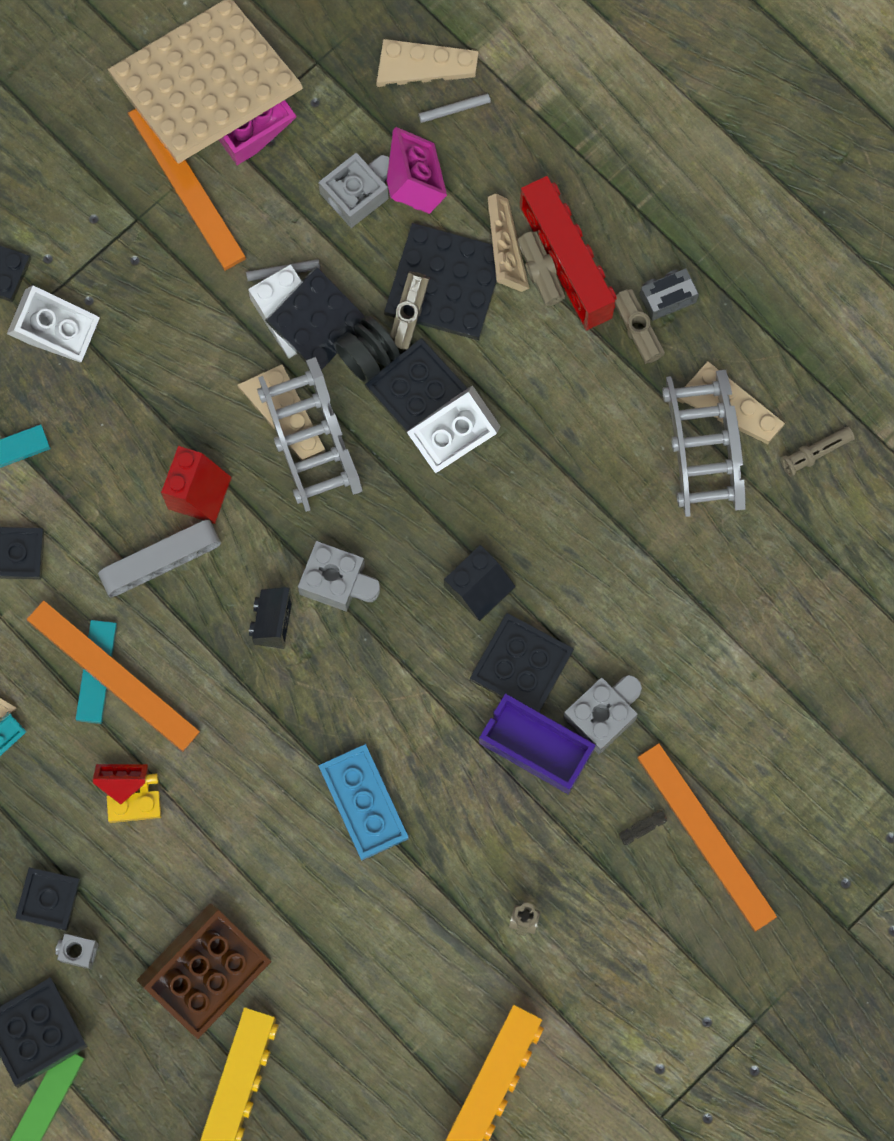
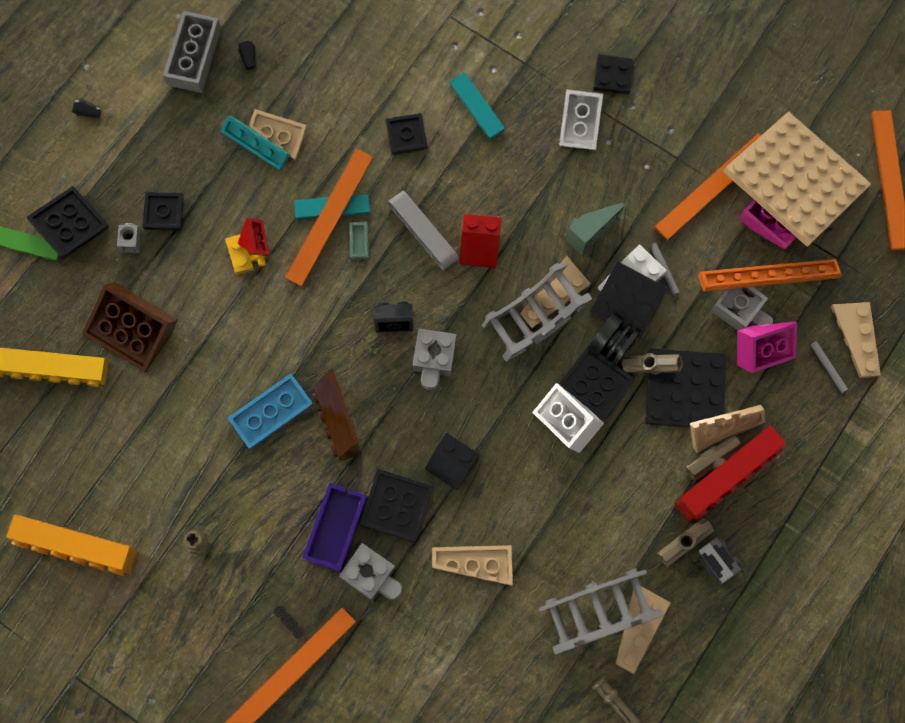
camera: 75 degrees right, 0 degrees up
(152, 645) = (358, 240): none -> sand green tile
(215, 352) = (591, 226): none -> sand green slope
(325, 144) = (769, 275): none -> orange tile
(393, 712) = (337, 417): none -> reddish brown slope
(614, 575) = (480, 562): none -> tan wing

